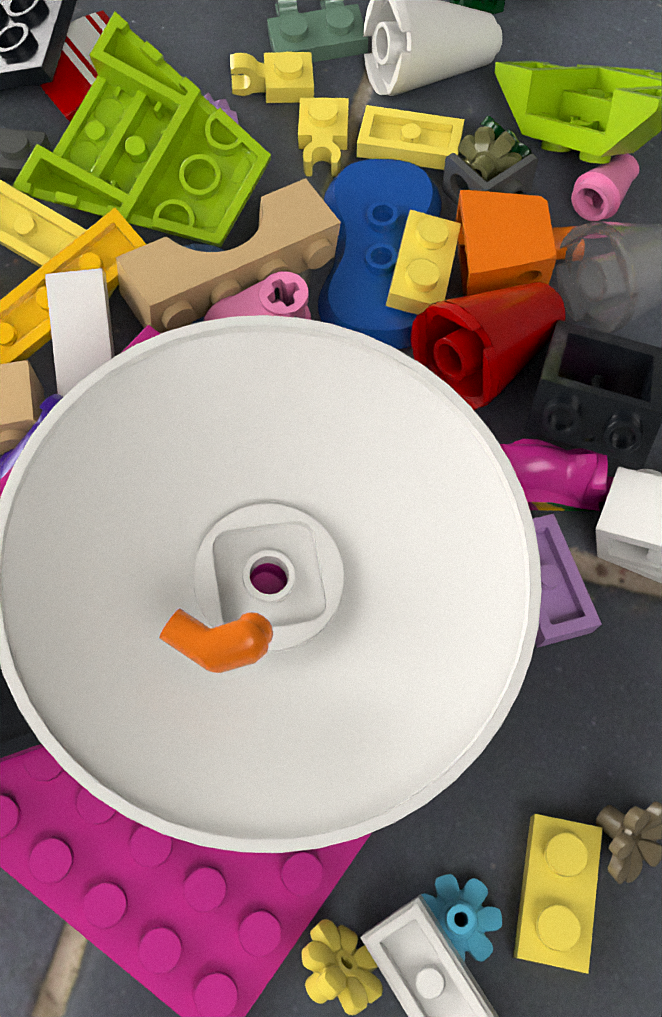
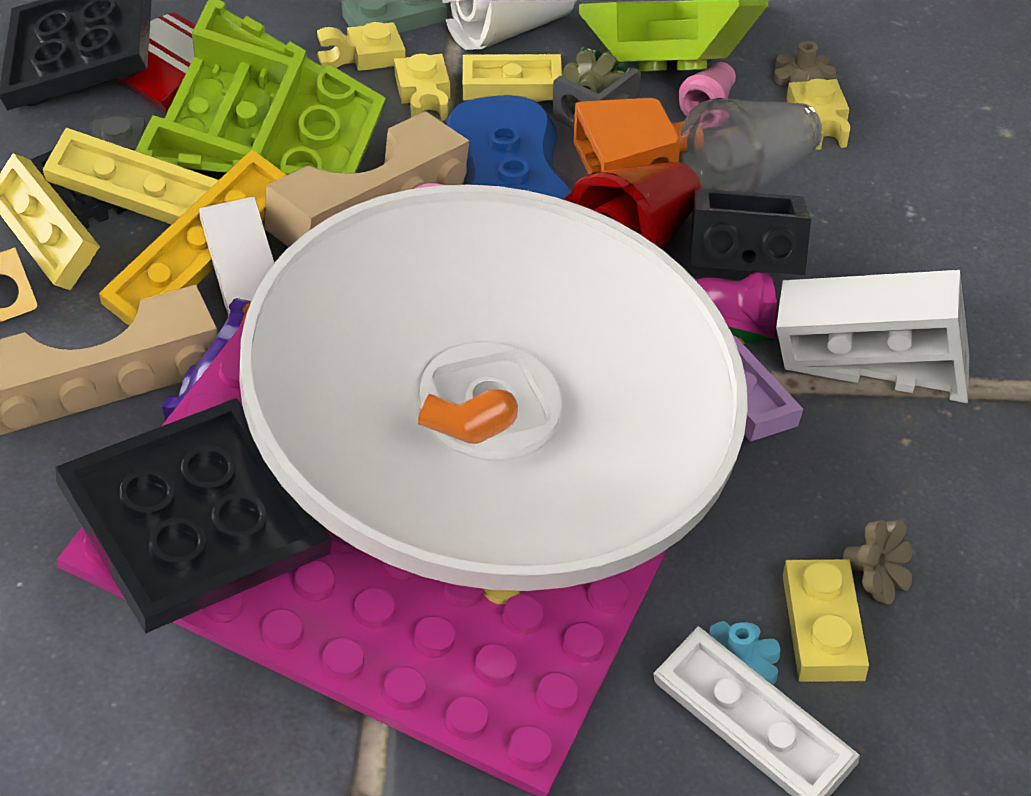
camera: 15 degrees left, 20 degrees down
(340, 968) = (640, 704): light yellow plant -> none
(423, 262) = (555, 160): light yellow plate -> none

